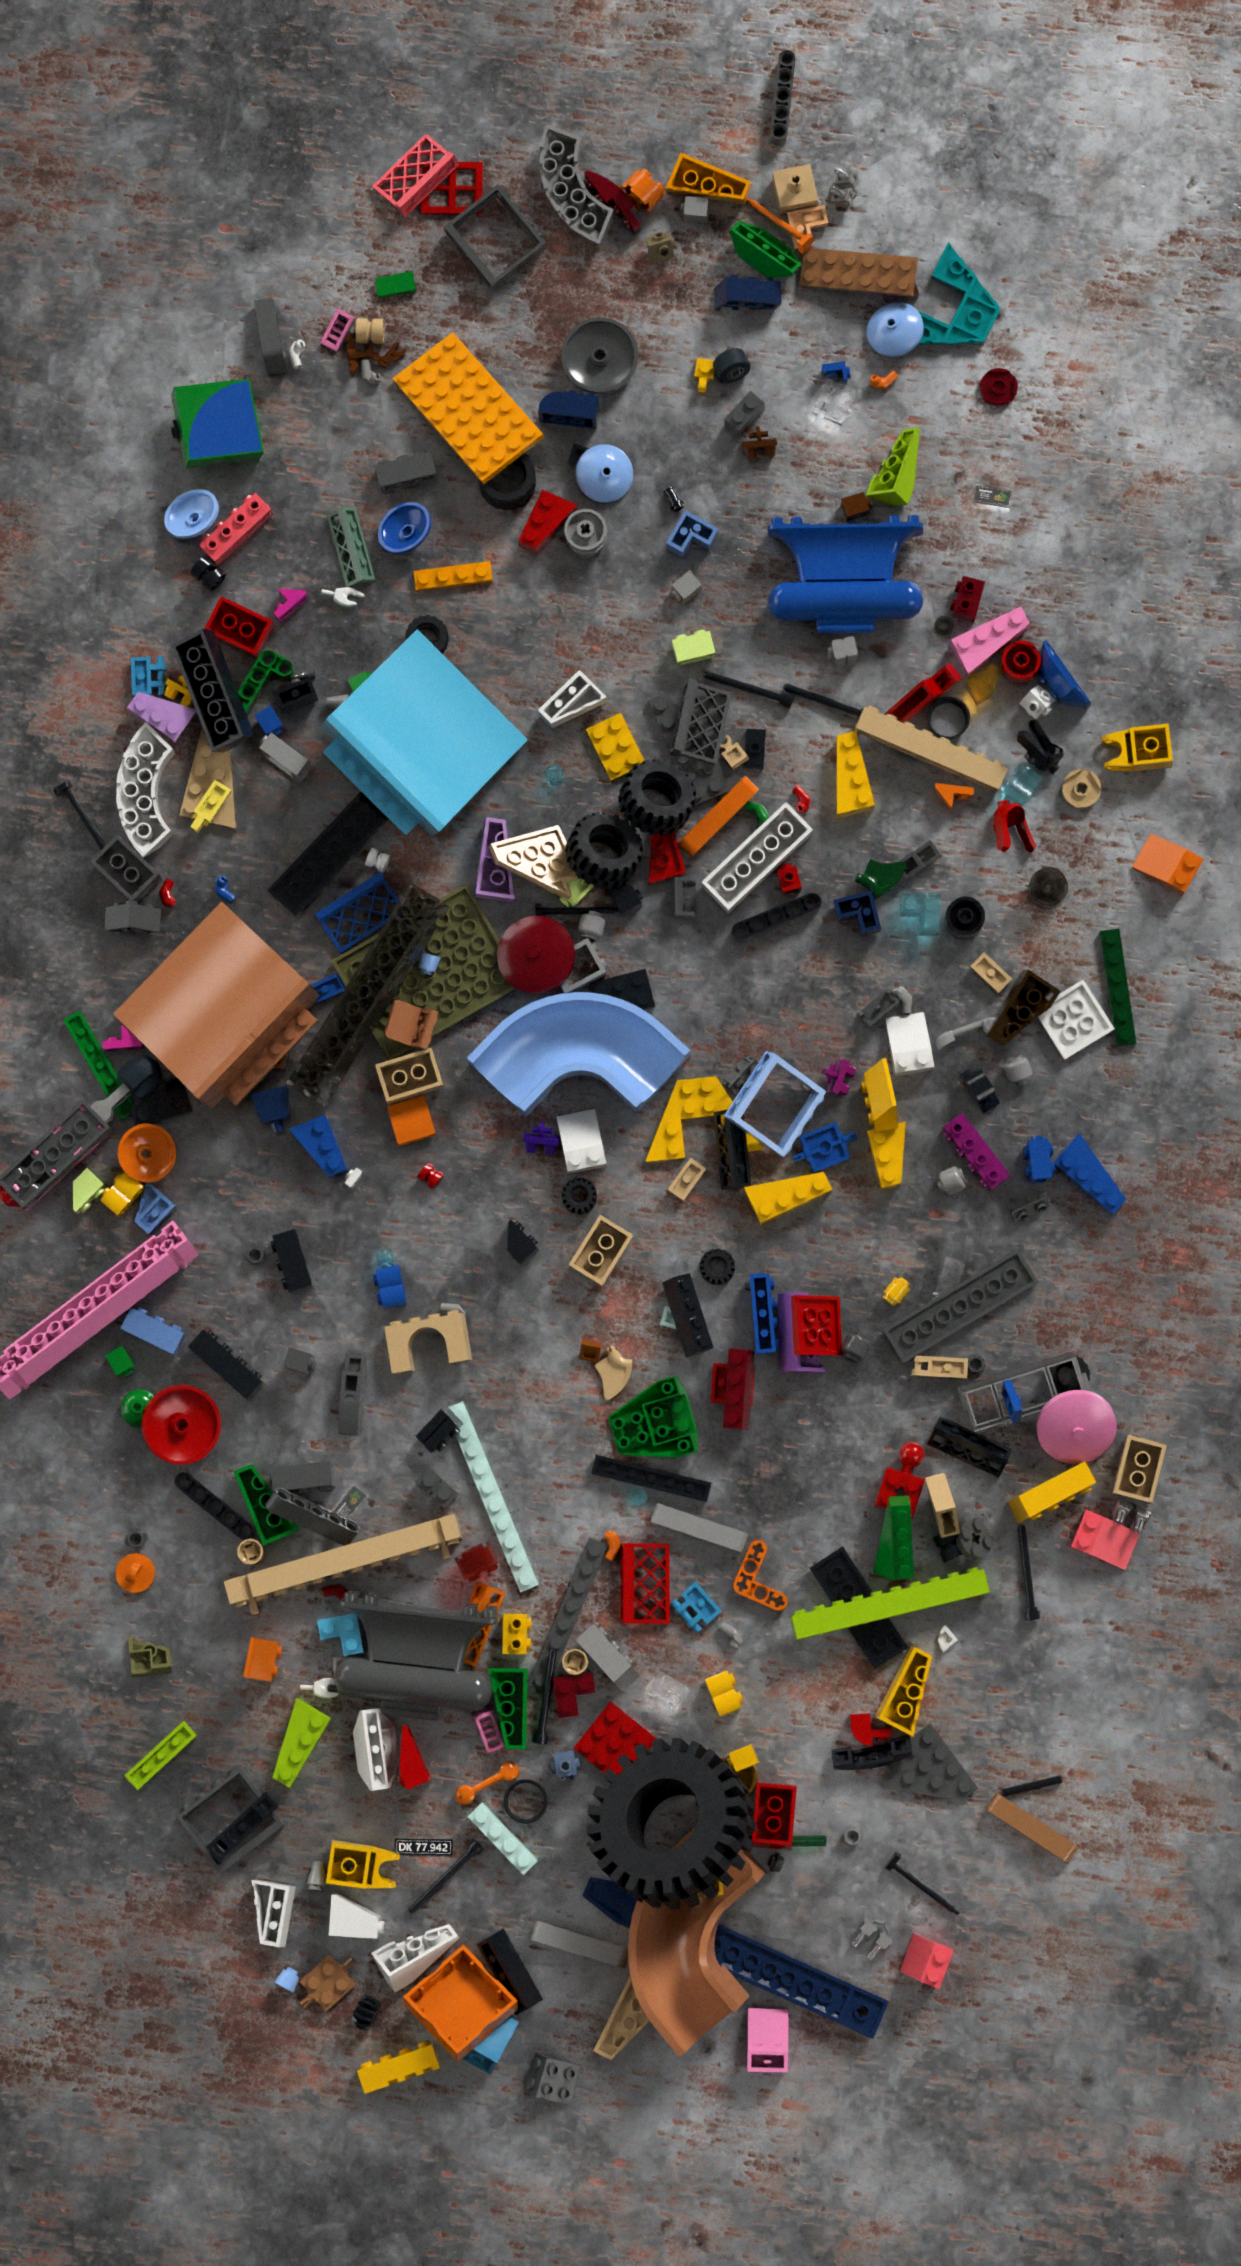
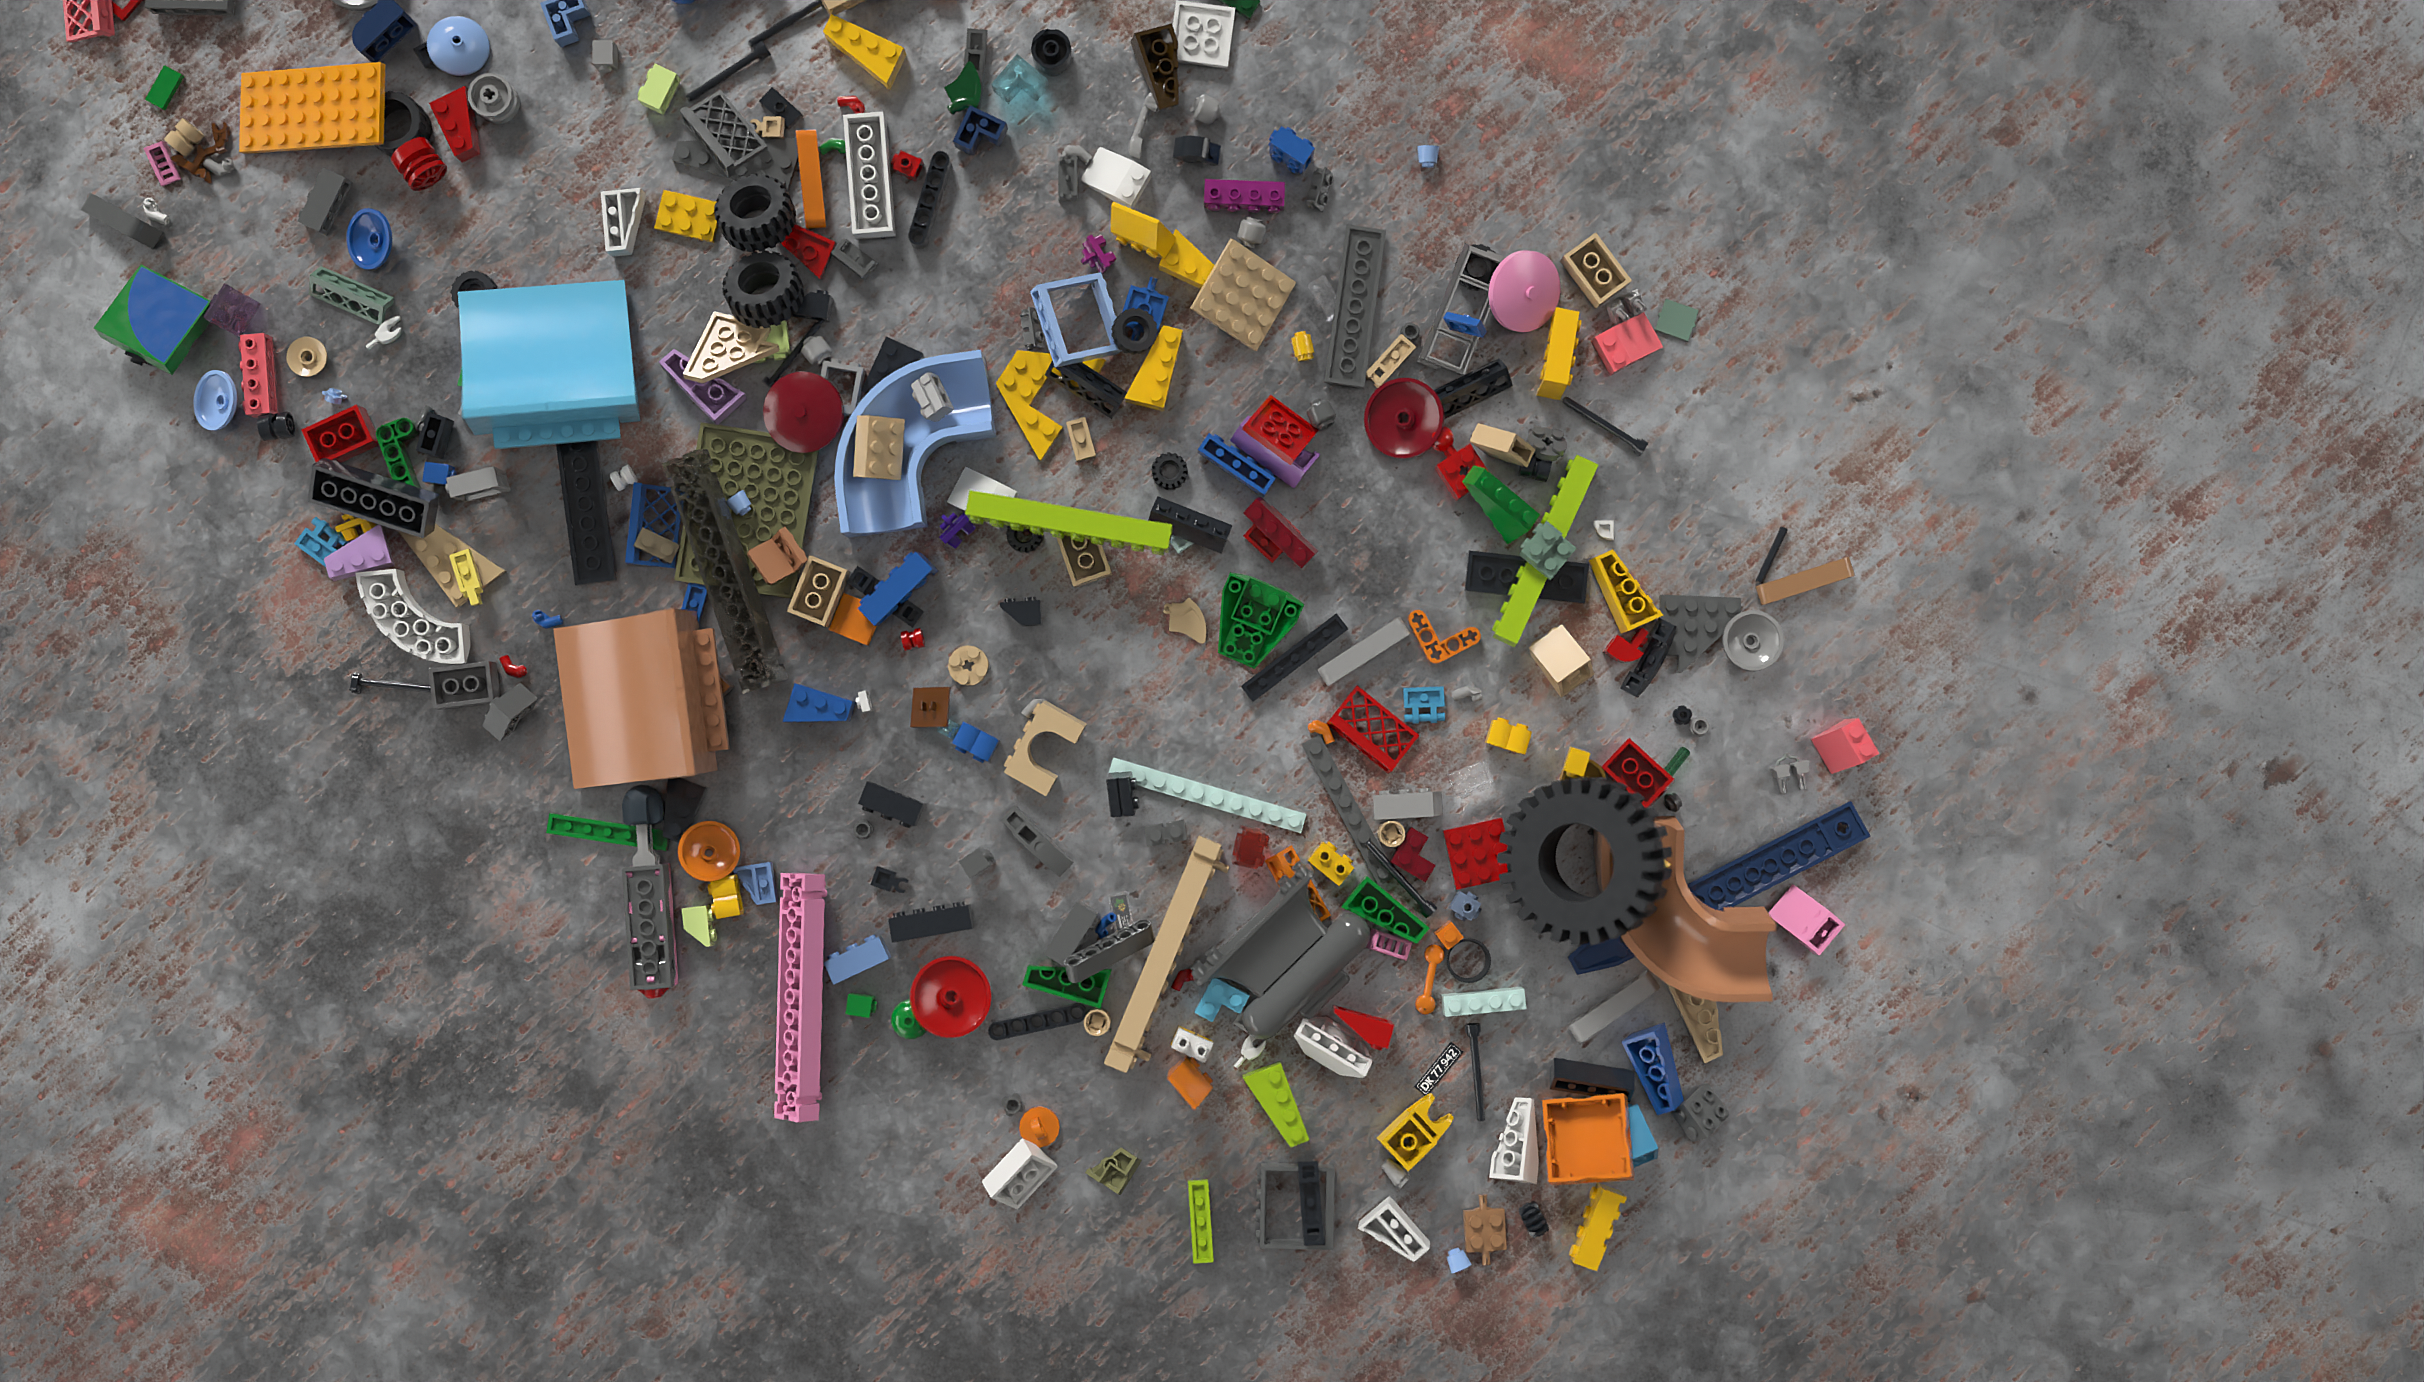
camera: 60 degrees left, 5 degrees up
(87, 1586) = (1019, 1174): none -> white slope
(128, 1042) = (608, 795): dark pink slope -> none
(230, 1304) = (885, 880): none -> black plate
(265, 596) = (334, 396): none -> light blue plate
(268, 470) = (231, 310): none -> clear purple plate
(273, 1107) = (755, 720): dark blue torso -> none
(275, 544) = (298, 354): none -> tan dish
(291, 1638) = (1191, 1044): none -> white hips
(293, 599) = (354, 374): dark pink slope -> none
(330, 1497) = (1103, 924): none -> blue arm
(346, 926) = (656, 545): none -> dark tan plate
(352, 1919) = (1453, 1171): white slope -> none
(389, 1231) = (930, 707): none -> reddish brown piece
(439, 1224) = (978, 671): none -> tan plate
(446, 1129) = (865, 584): none -> black slope
(453, 576) = (442, 233): light orange plate -> none
(459, 1133) = (896, 588): none -> blue wedge
(491, 519) = (419, 164): none -> red wheel
(532, 1769) = (1448, 935): none -> orange brick
(554, 778) = (674, 284): clear light blue wheel -> none
(554, 1034) = (878, 447): none -> tan brick
(559, 2013) = (1655, 1066): none -> blue wedge
(590, 1350) = (1155, 624): dark orange plate -> none
(614, 1223) = (1068, 521): none -> lime brick
(624, 1043) = (931, 397): none -> light grey brick
(642, 1496) = (1304, 680): clear light blue plate -> none
(673, 499) = (530, 9): black pin -> none
(787, 1146) = (1120, 337): none -> black tyre
(815, 1686) = (1561, 660): none -> slope
(849, 1821) = (1677, 715): none -> black plate
(888, 1604) = (1546, 549): none -> sand green plate
(892, 1864) = (1746, 711): black piece -> none
(897, 1213) = (1243, 295): none -> tan plate
(903, 1413) = (1403, 418): none -> dark red dish
(966, 1827) = (1766, 638): none -> light grey dish
(991, 973) = (1112, 68): tan plate -> none
(1088, 1174) = (1333, 121): blue wedge -> none
(1122, 1268) = (1428, 155): none -> light blue hat
(1154, 1563) = (1676, 320): none -> sand green piece

